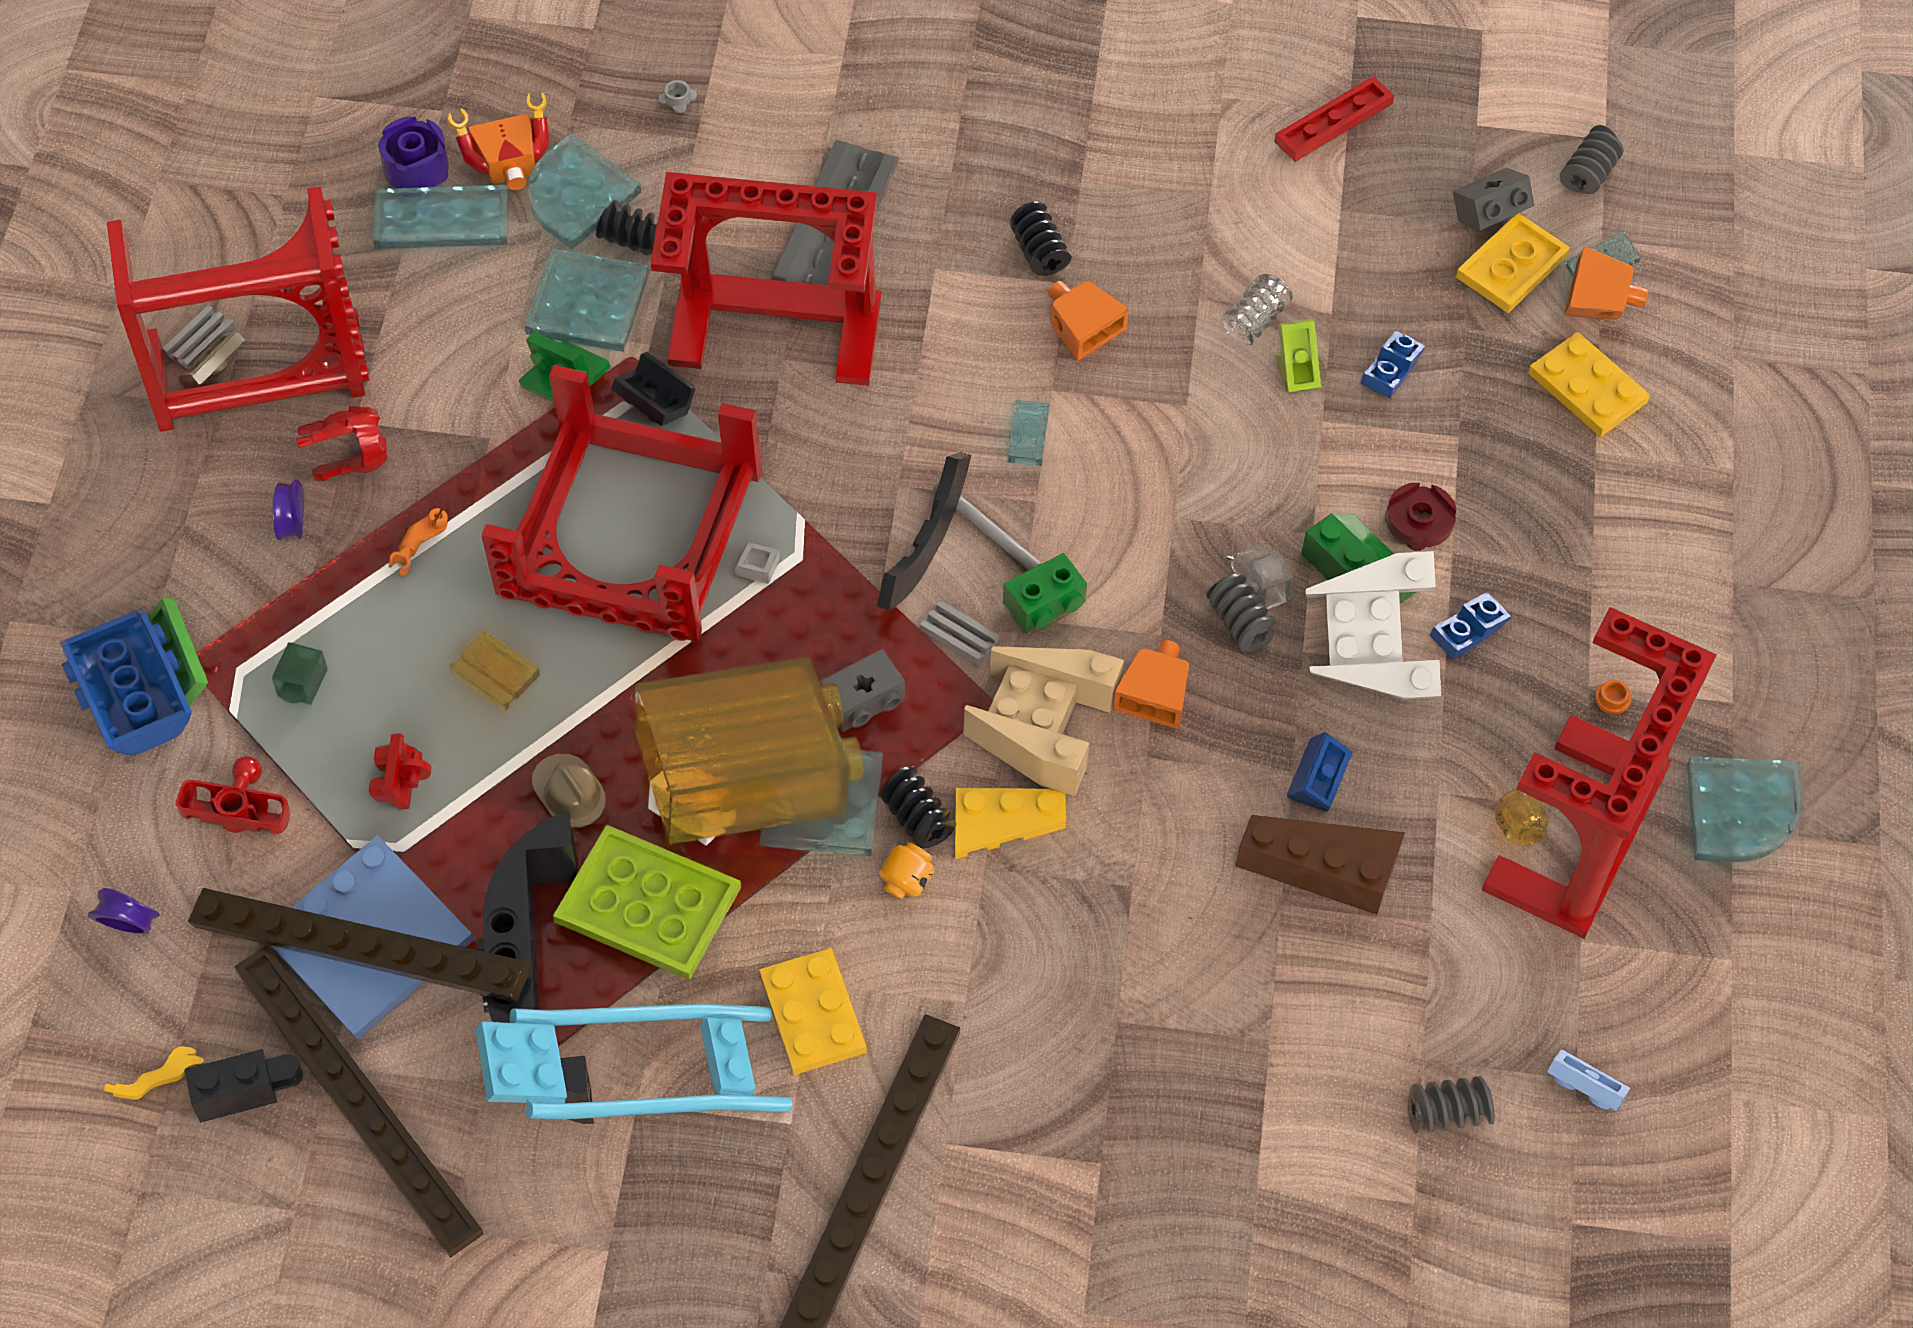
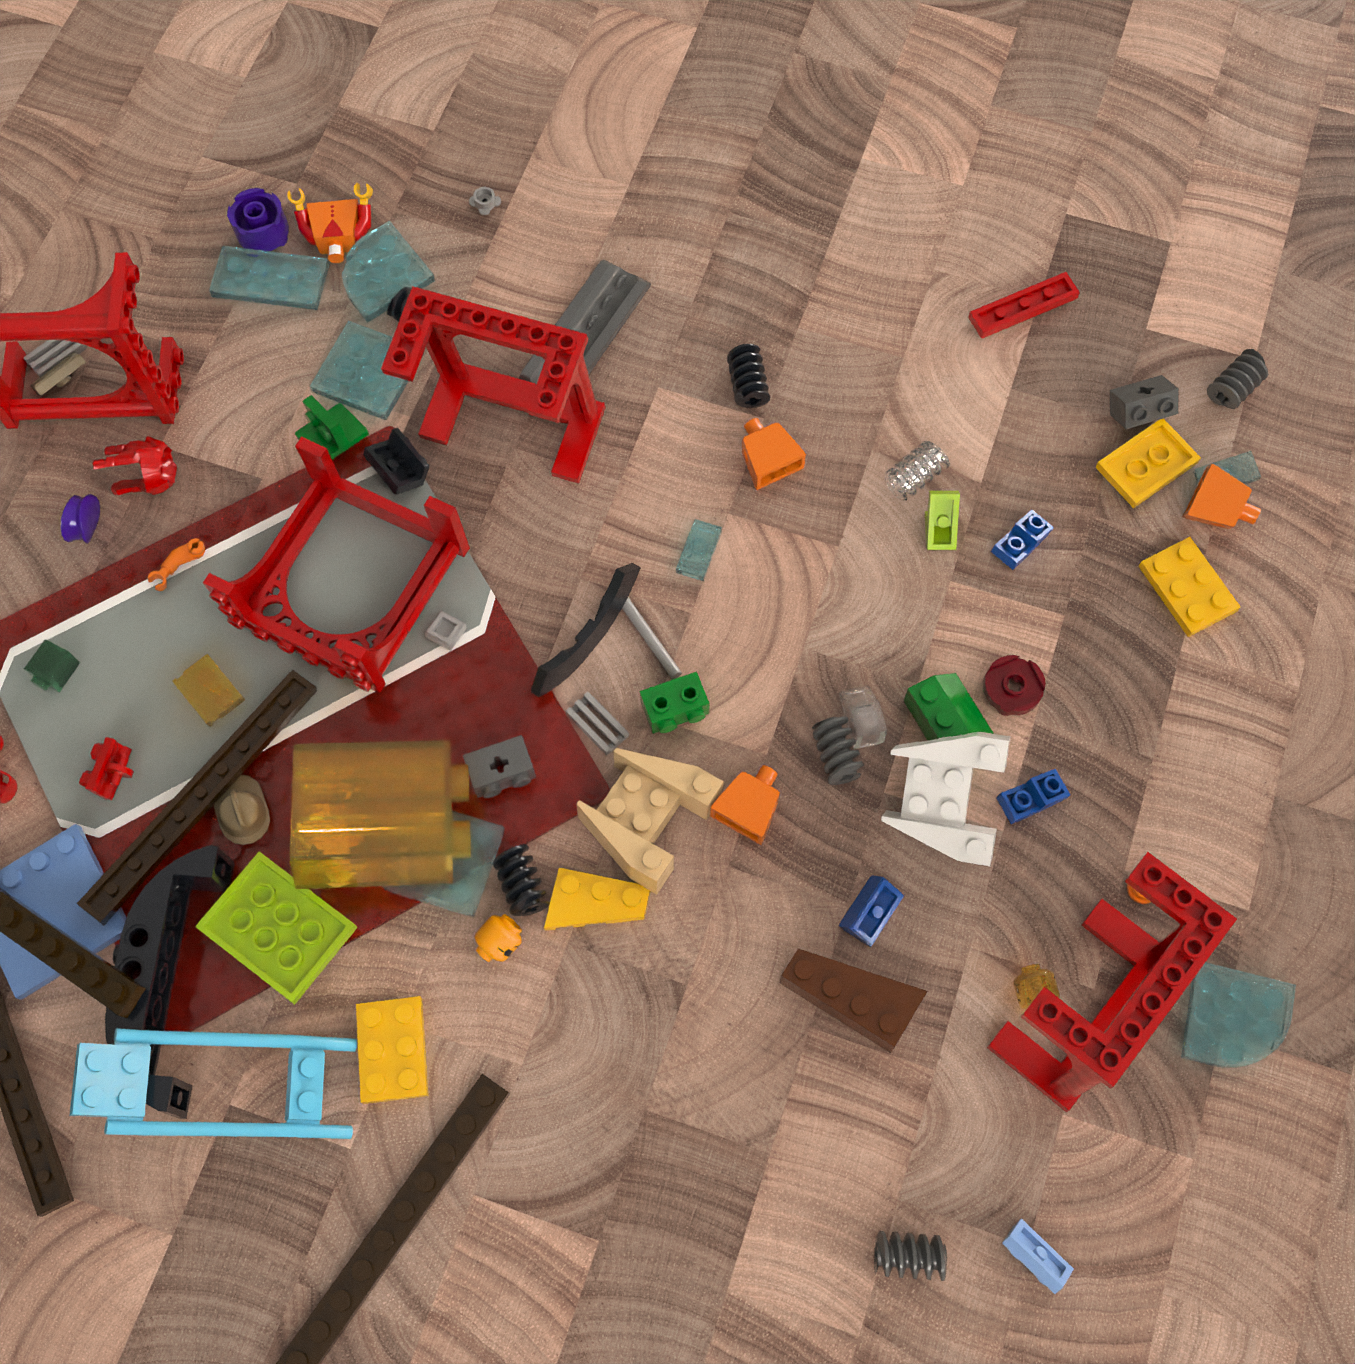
camera: 15 degrees right, 10 degrees up
(516, 782) = (196, 798): none -> dark brown plate

